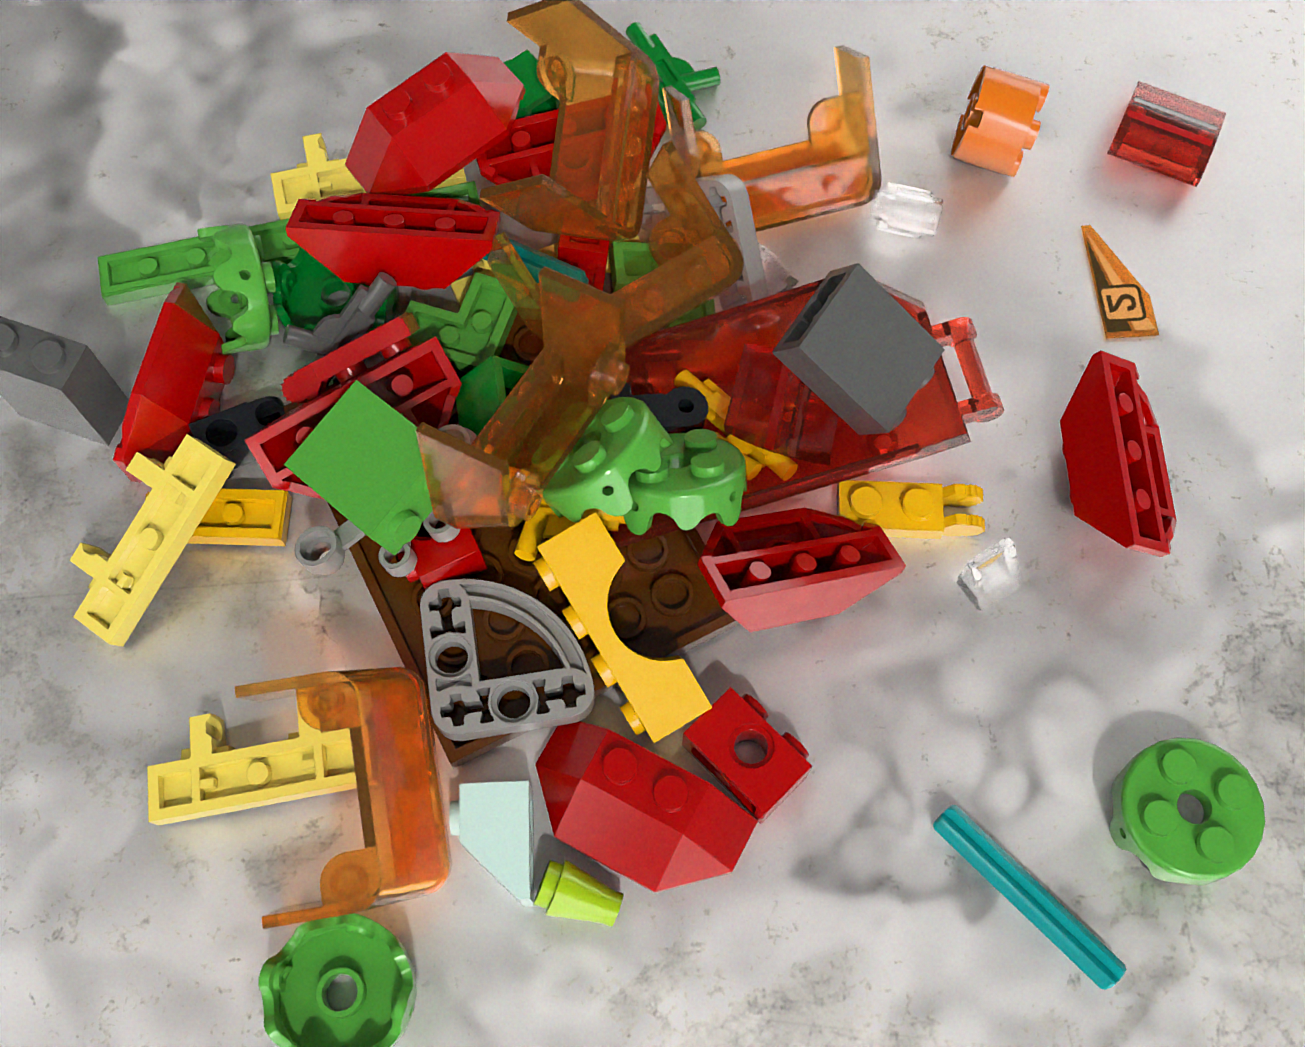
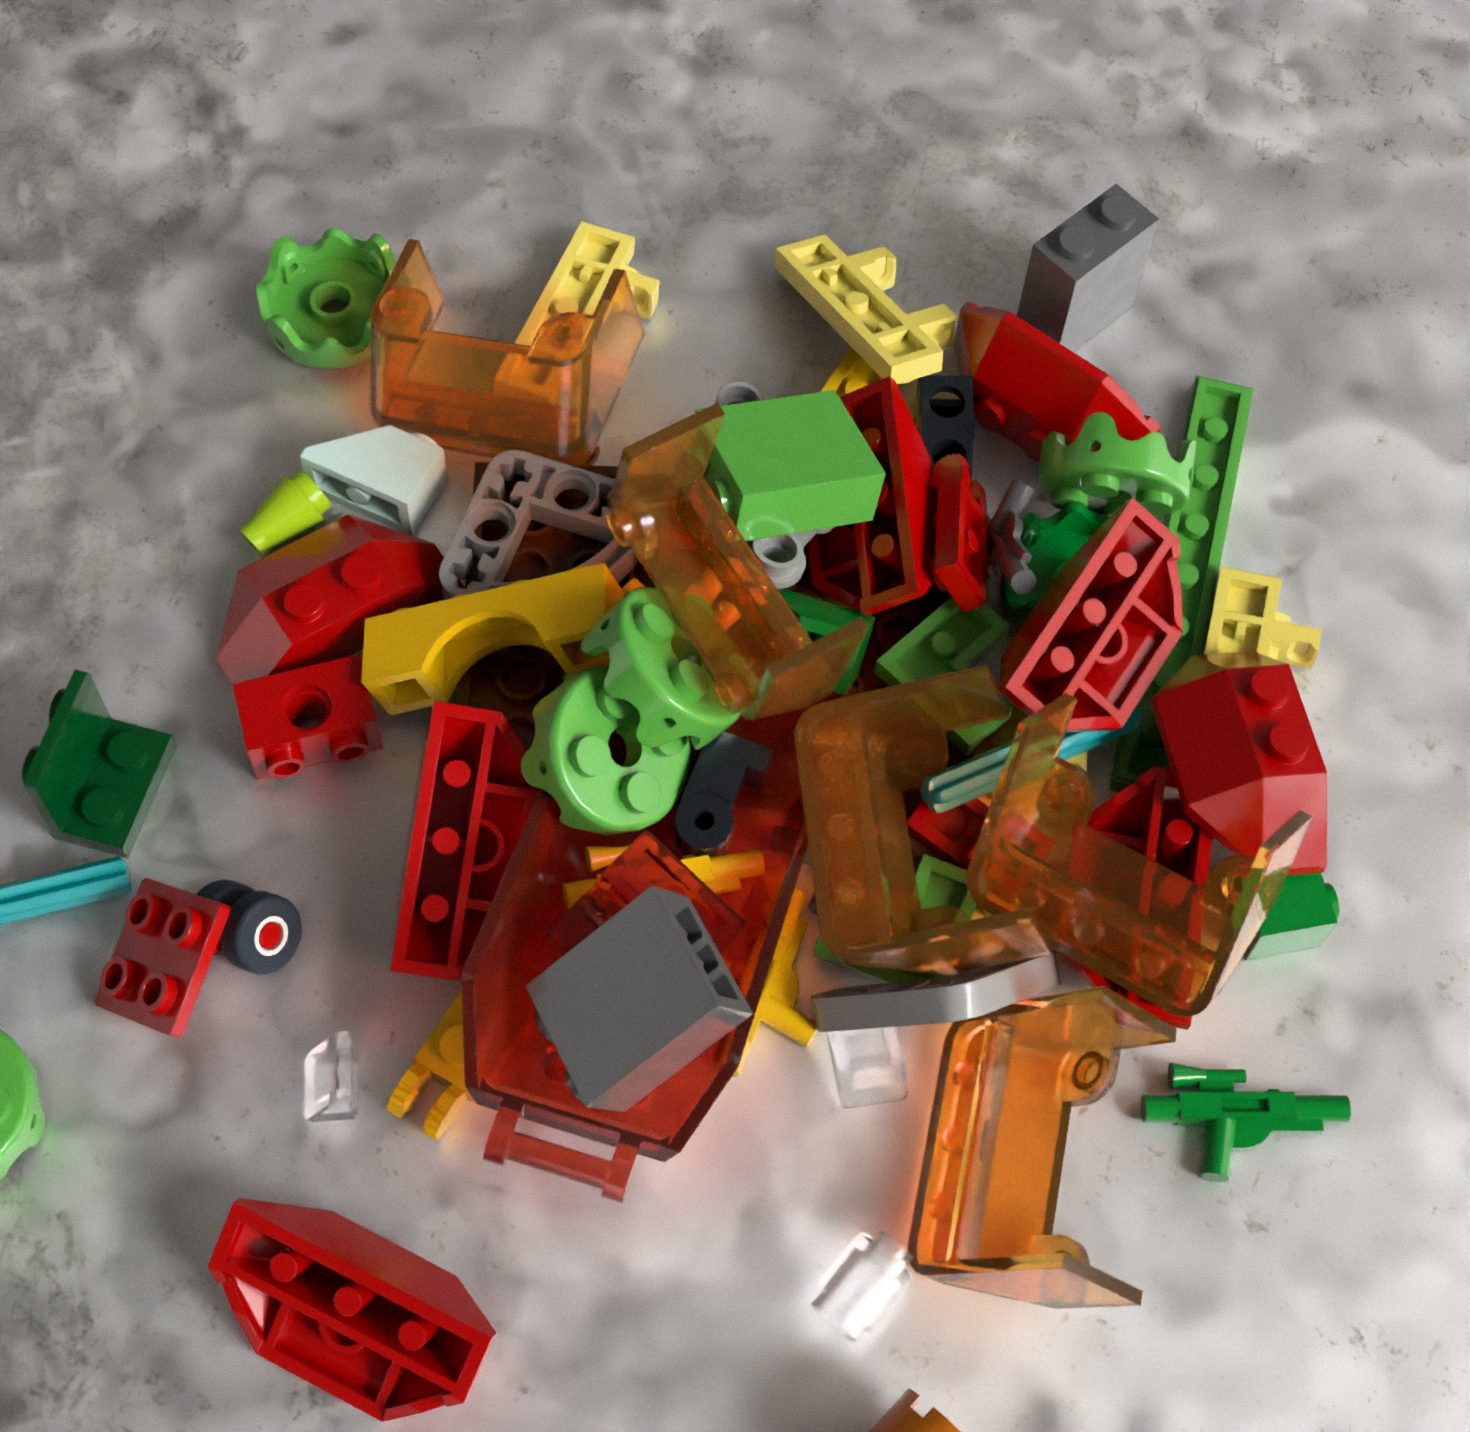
camera: 115 degrees right, 5 degrees down
(887, 875) = (94, 772): none -> dark green bracket
(983, 721) = (175, 935): none -> red plate

